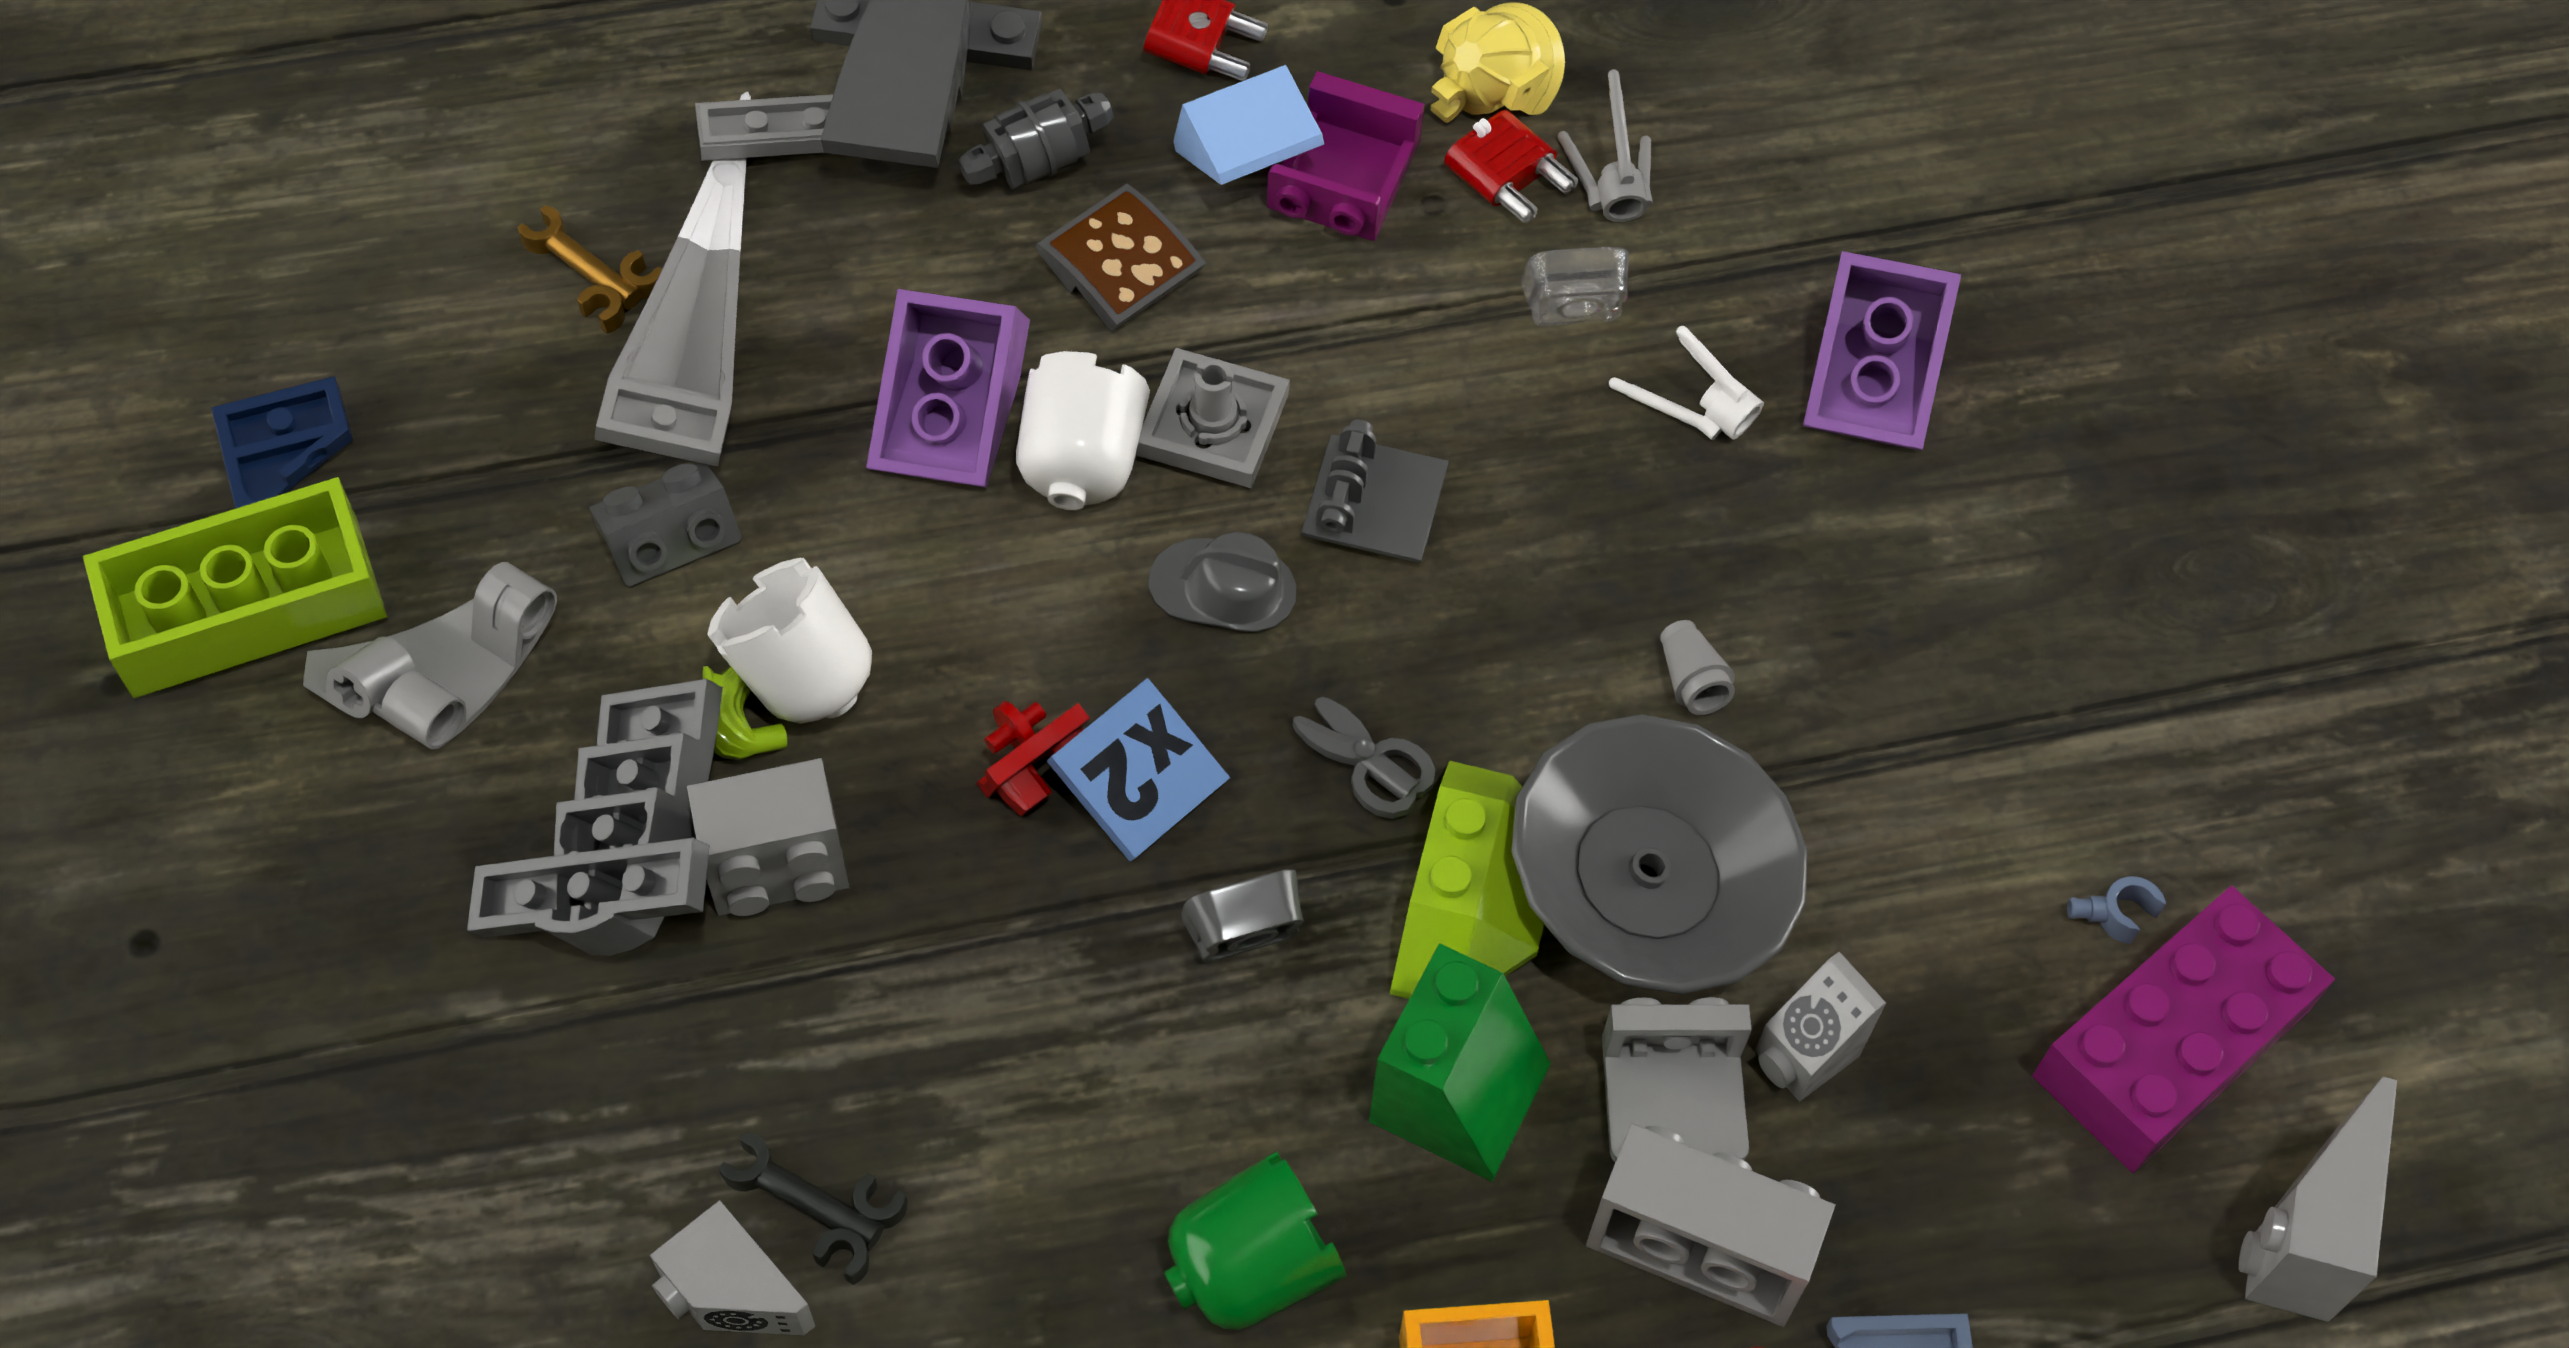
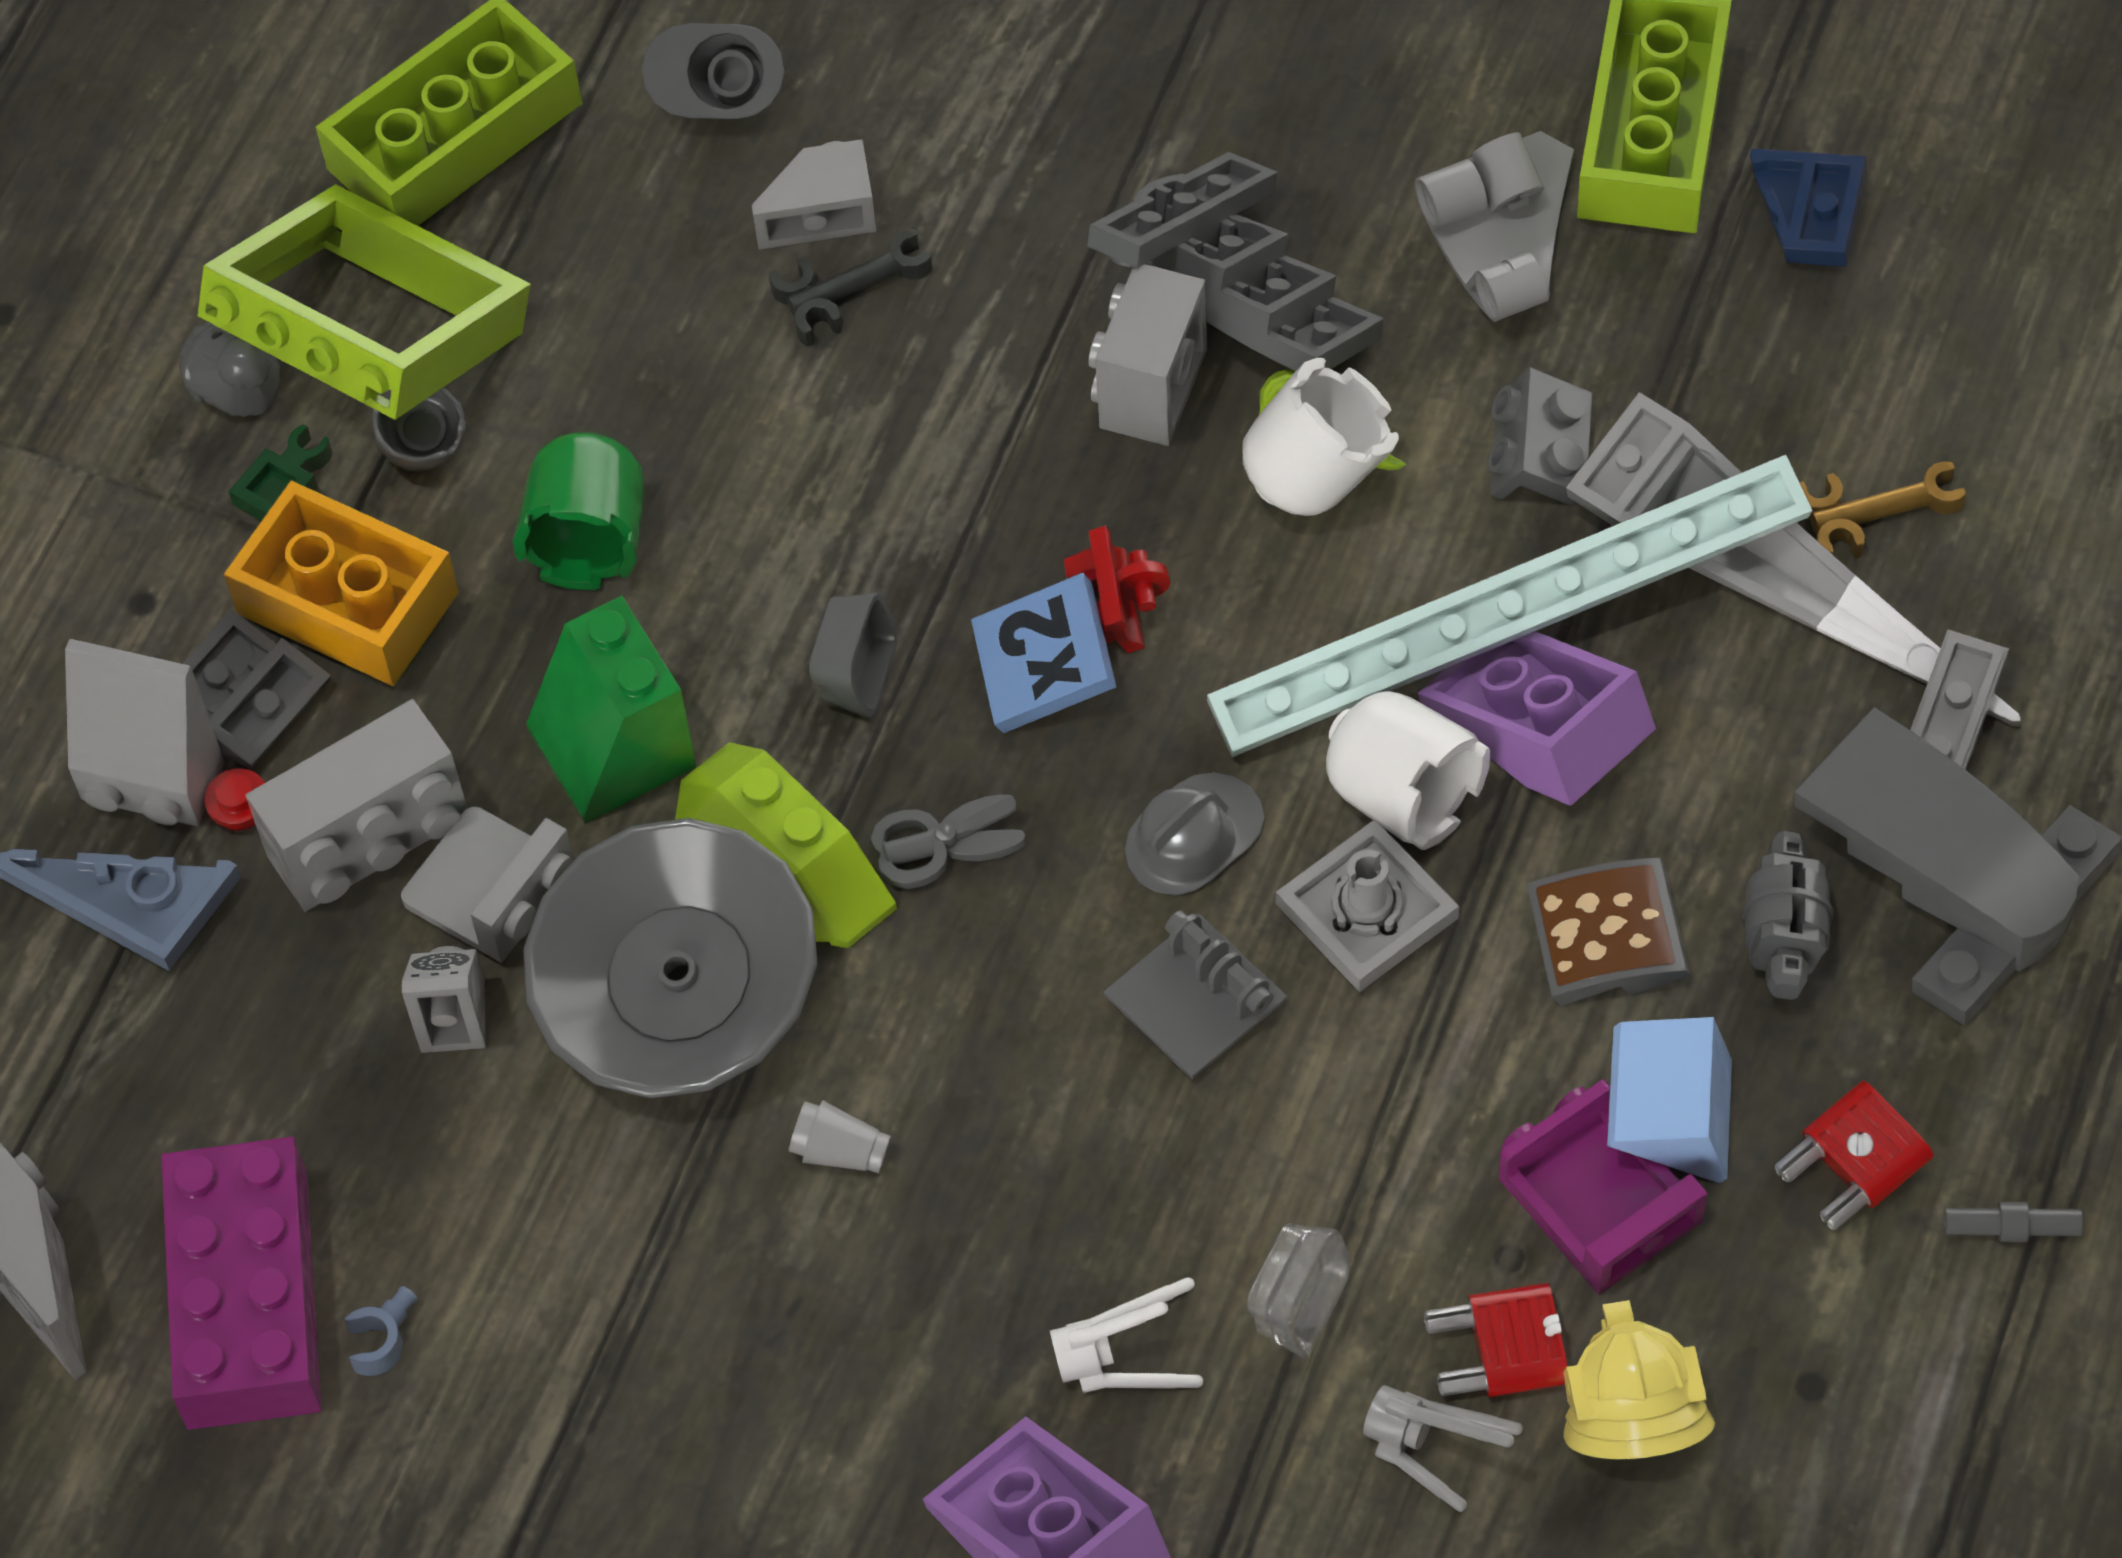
camera: 130 degrees right, 0 degrees up
(874, 440) = (1509, 605): none -> light aqua plate

